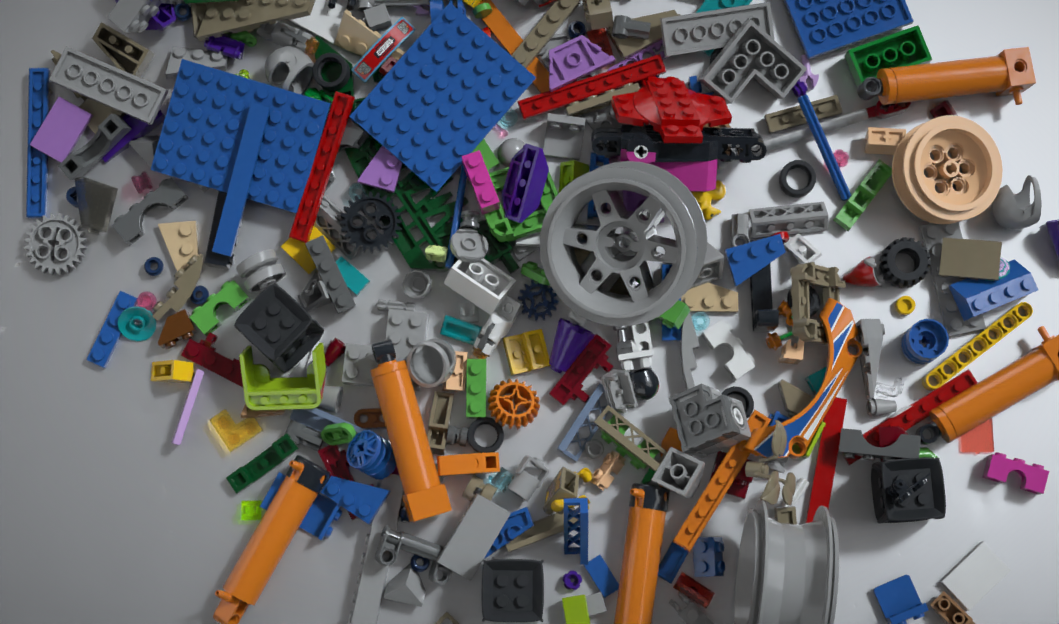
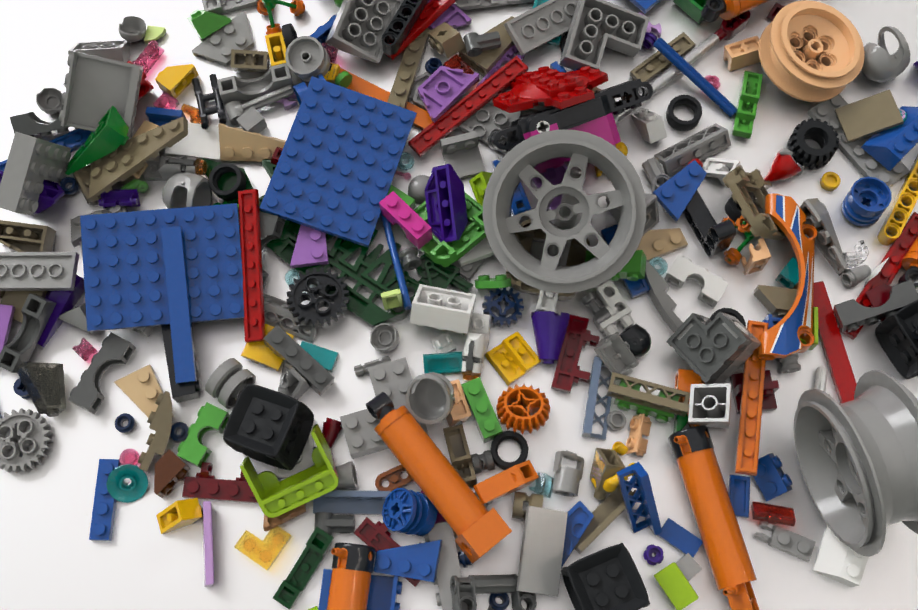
camera: 20 degrees left, 10 degrees down
(338, 433) = (367, 506): bright green plate -> none
(383, 49) = (266, 145): slope -> none
(468, 245) = (418, 280): light grey tile -> none
(594, 103) = (479, 115): dark tan plate -> none
(757, 179) = (649, 125): none -> white slope
(760, 470) = (785, 369): dark tan plant -> none

